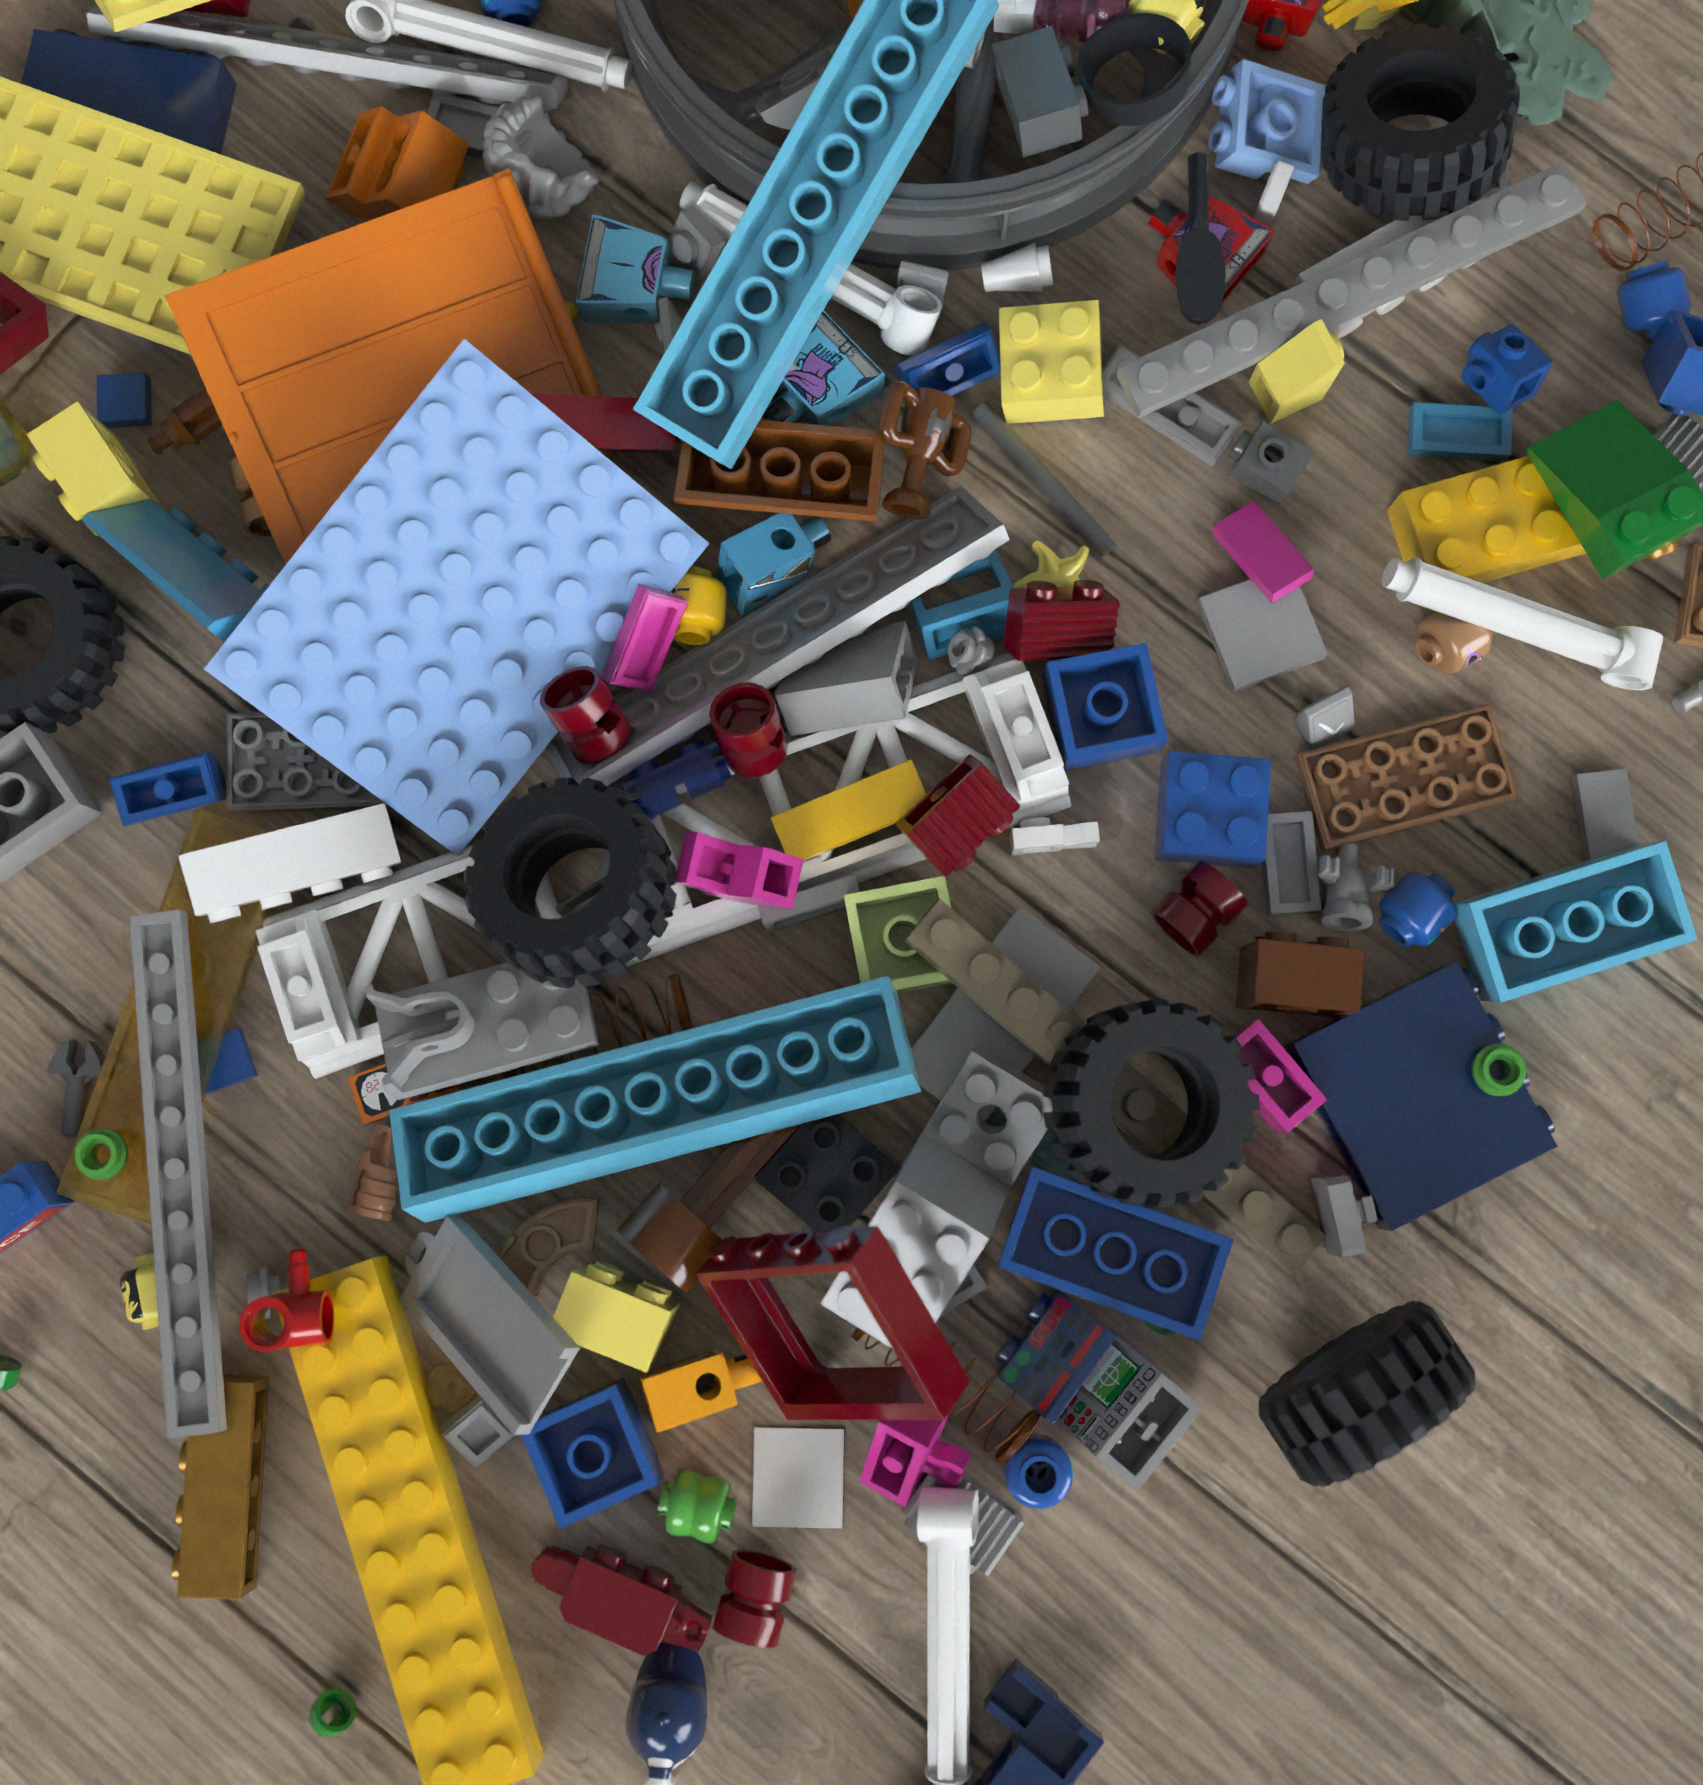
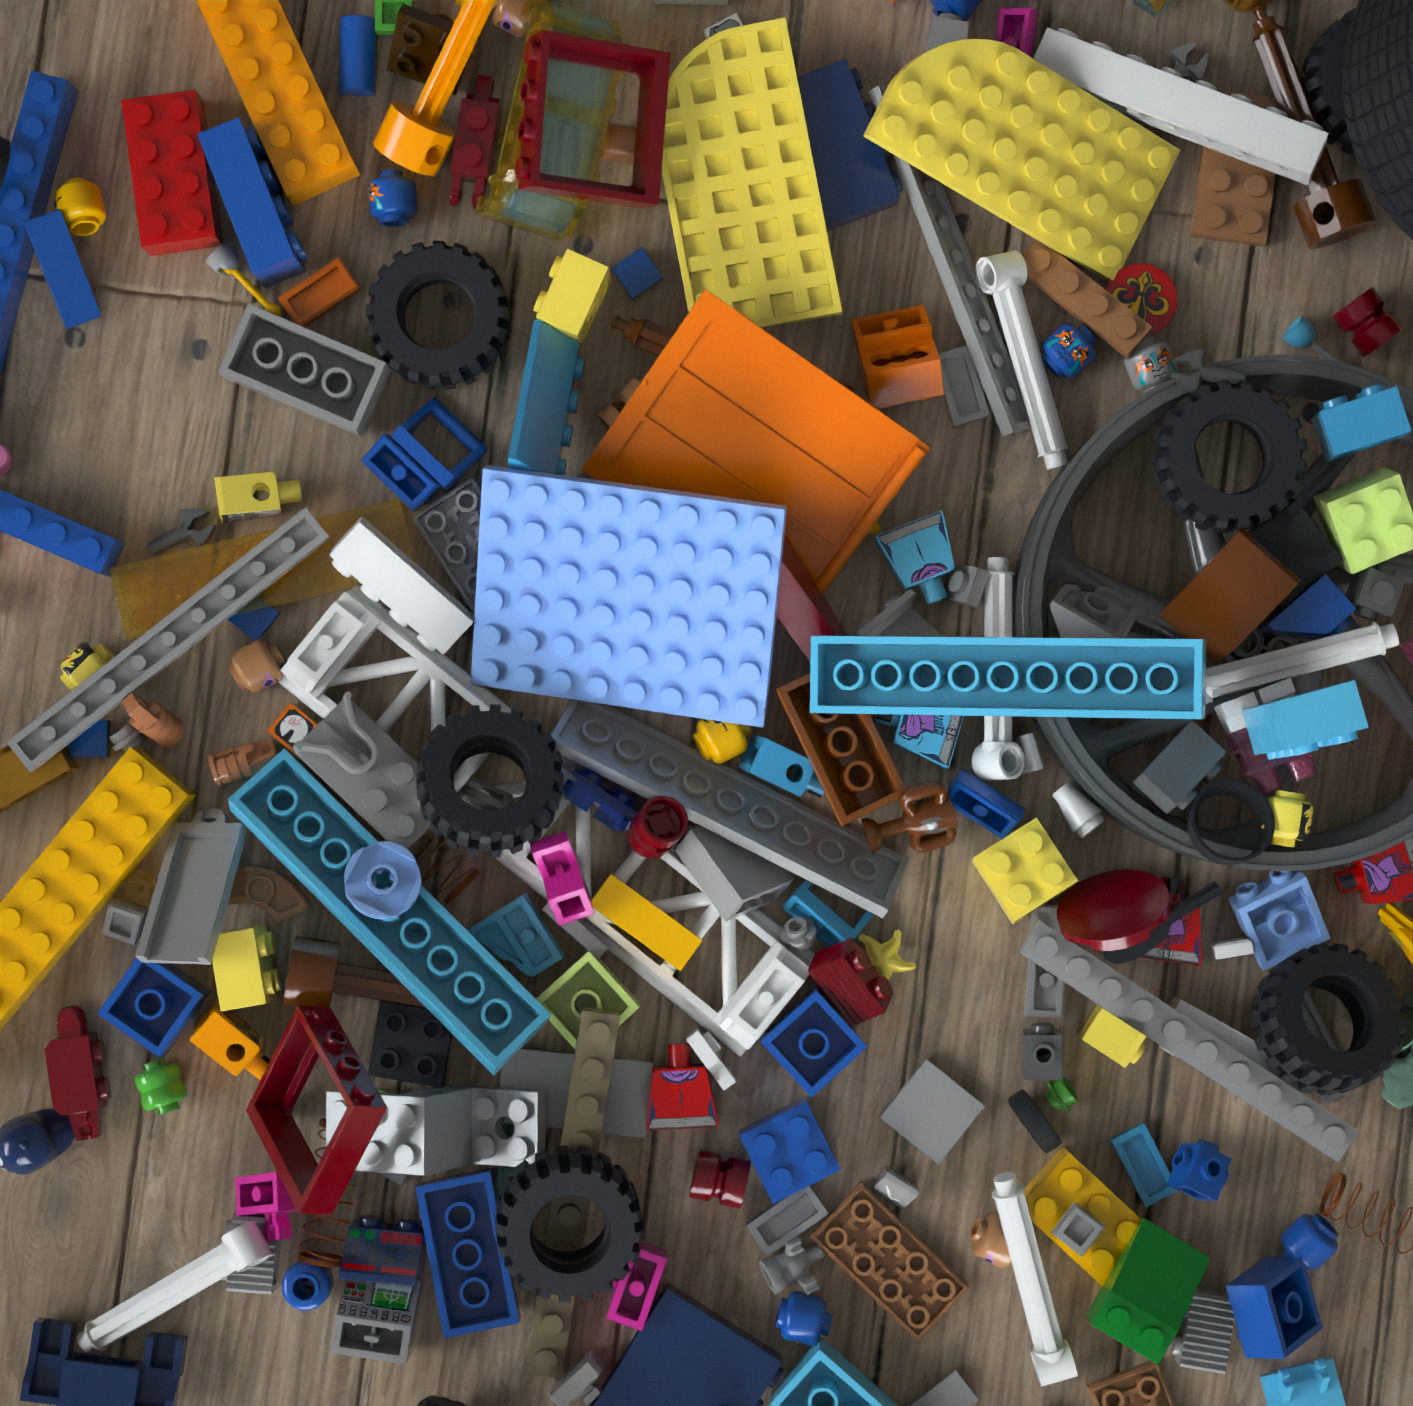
camera: 55 degrees right, 5 degrees up
(80, 973) = (237, 492): none -> light yellow torso
(87, 1148) = (141, 575): bright green plate -> none
(208, 737) = (446, 478): none -> blue tile
(234, 1350) = (93, 742): none -> blue tile
(260, 1247) = (154, 720): none -> nougat hinge
(280, 1088) = (257, 665): none -> medium nougat head
(306, 1313) = (132, 778): red piece -> none
(543, 164) = (956, 451): light grey hair -> none
(585, 714) = (604, 718): dark red wheel -> none
(637, 1089) = (376, 859): none -> light blue plate
(644, 638) = (677, 723): dark pink tile -> none
(752, 1608) = (120, 1157): dark red wheel -> none
(782, 970) = (519, 936): none -> medium azure wing
(798, 1477) = (215, 1136): white sticker -> none
(959, 816) = (682, 994): dark red brick -> none
(1043, 479) = (947, 909): dark grey bar -> none
(1074, 894) = (681, 1093): none -> red torso
(1155, 281) = (1114, 909): none -> dark red tile
(1263, 552) = (981, 1083): dark pink tile -> none
(1300, 977) = (710, 1268): reddish brown brick -> none
(1327, 473) = (1061, 1094): none -> bright green plate
(1342, 514) = (1034, 1121): none -> black tyre
(1498, 527) = (1077, 1229): none -> light grey tile

